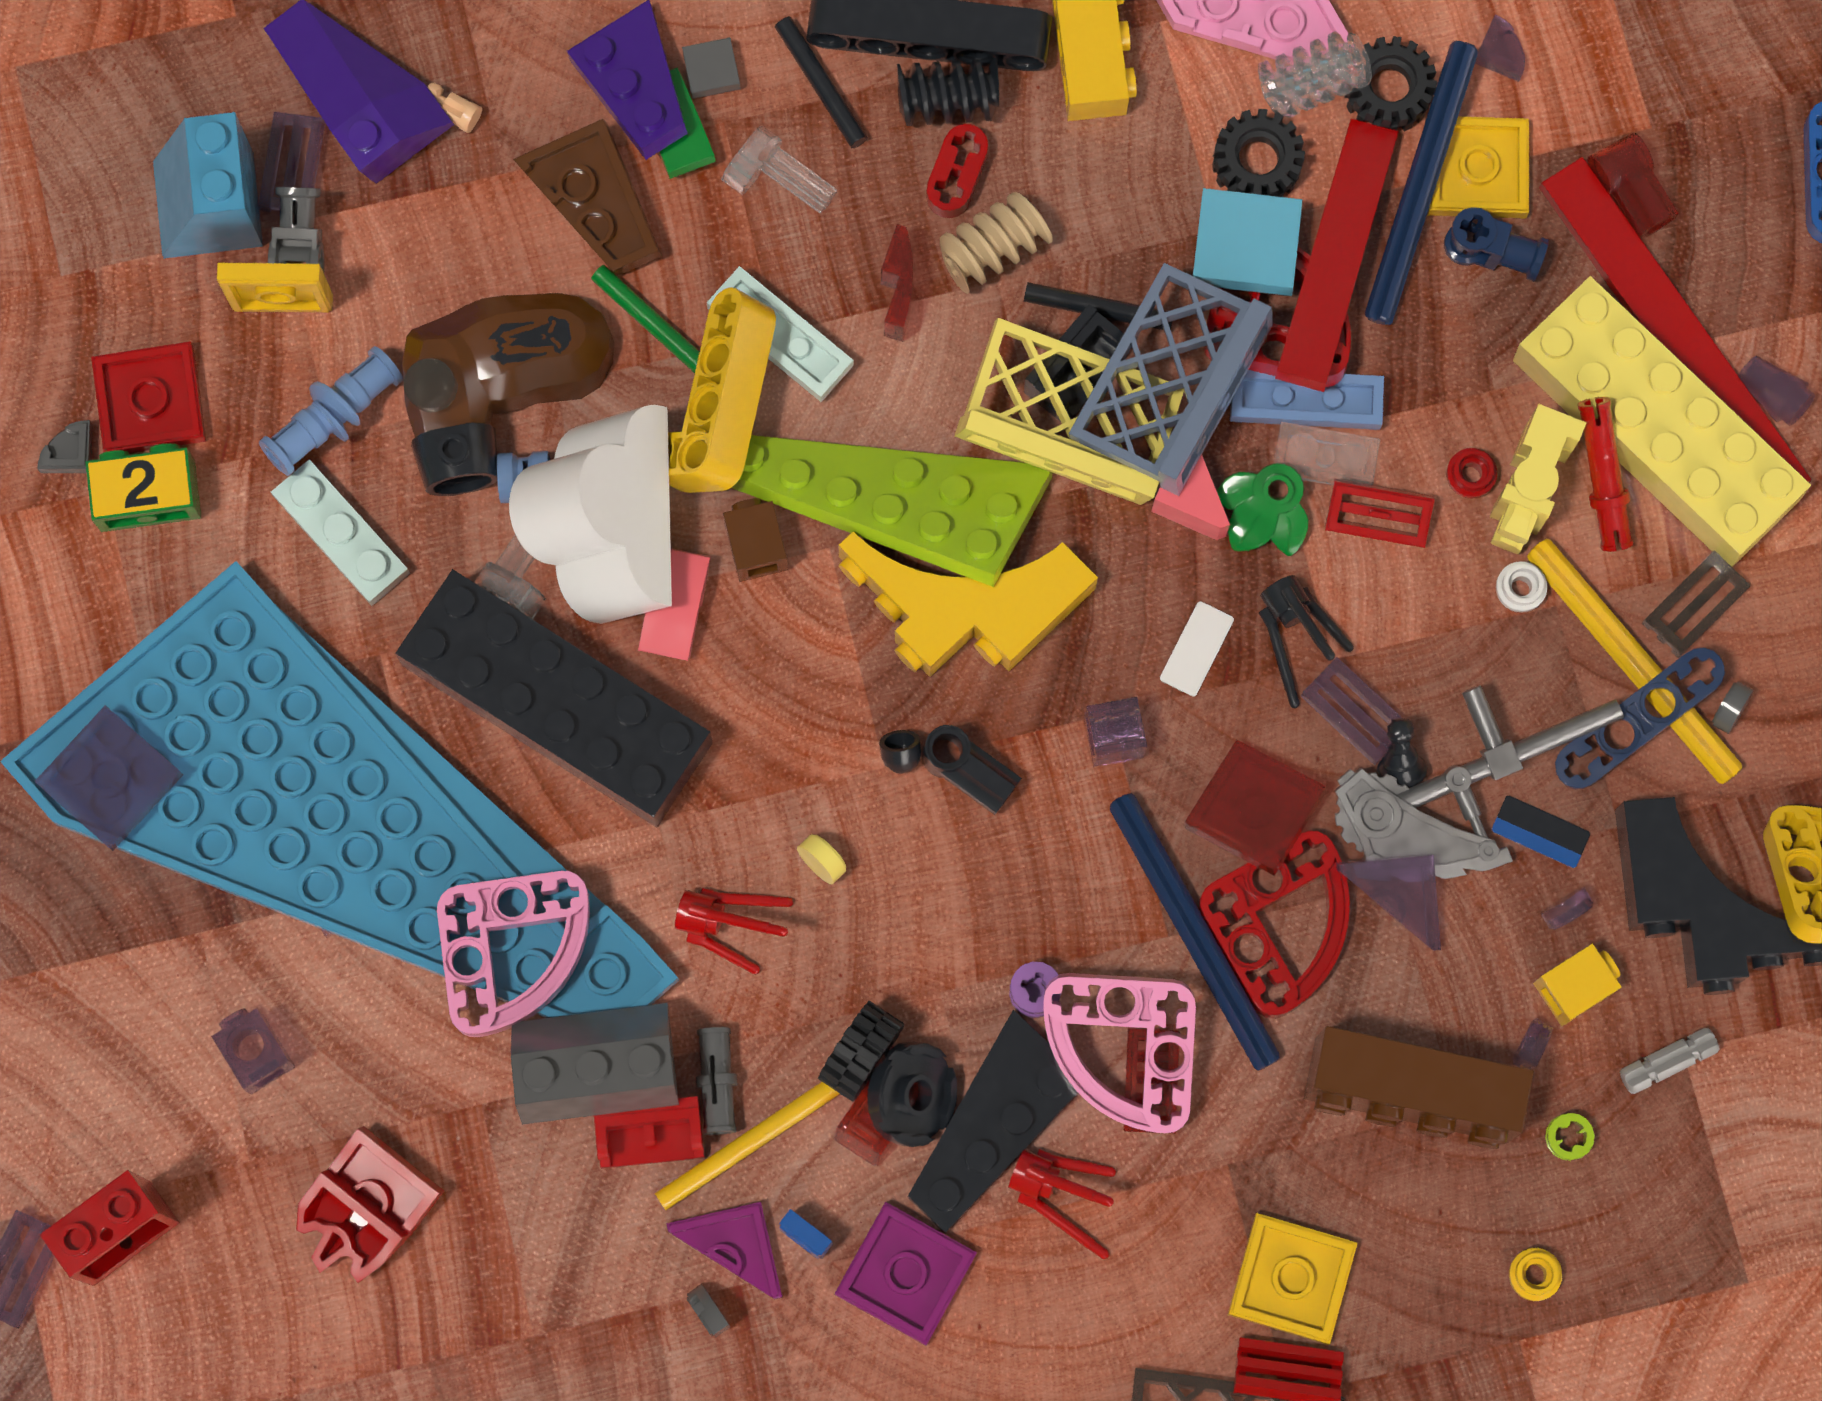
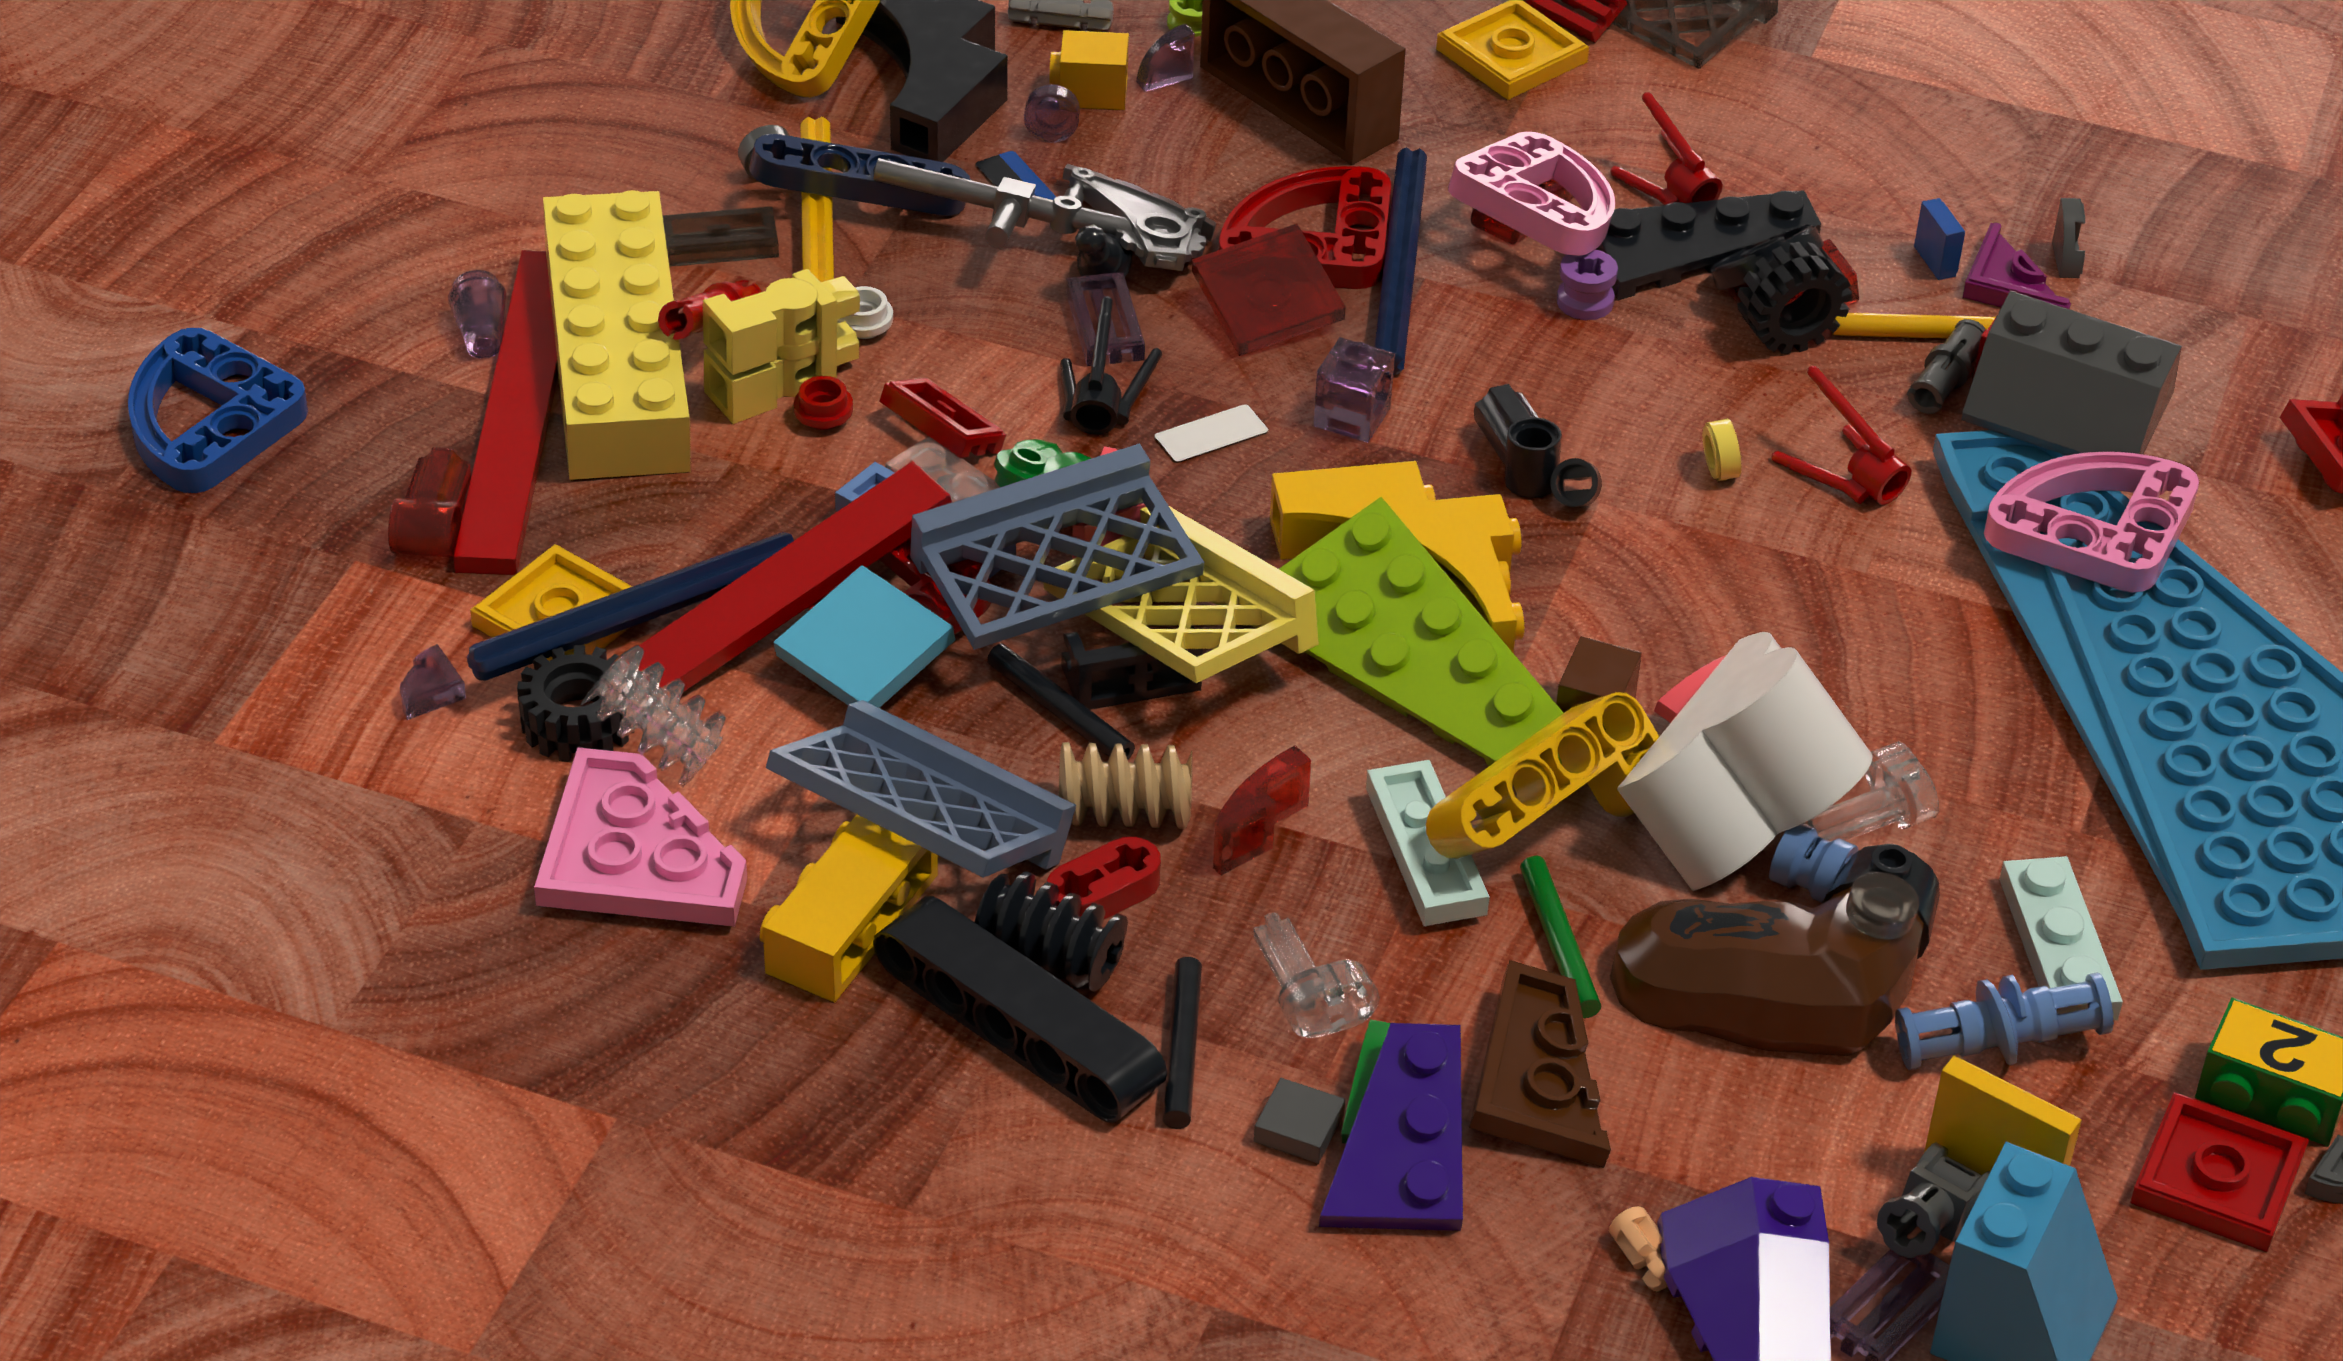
camera: 145 degrees left, 35 degrees down
(554, 698) = (1917, 675): black brick -> none
(905, 1273) = (1860, 193): magenta tile -> none
(1102, 168) = (929, 791): none -> sand blue fence
(1260, 129) = (769, 694): black tyre -> none
(1402, 889) = (1189, 183): tile -> none
(1493, 244) = (621, 530): dark blue connector -> none

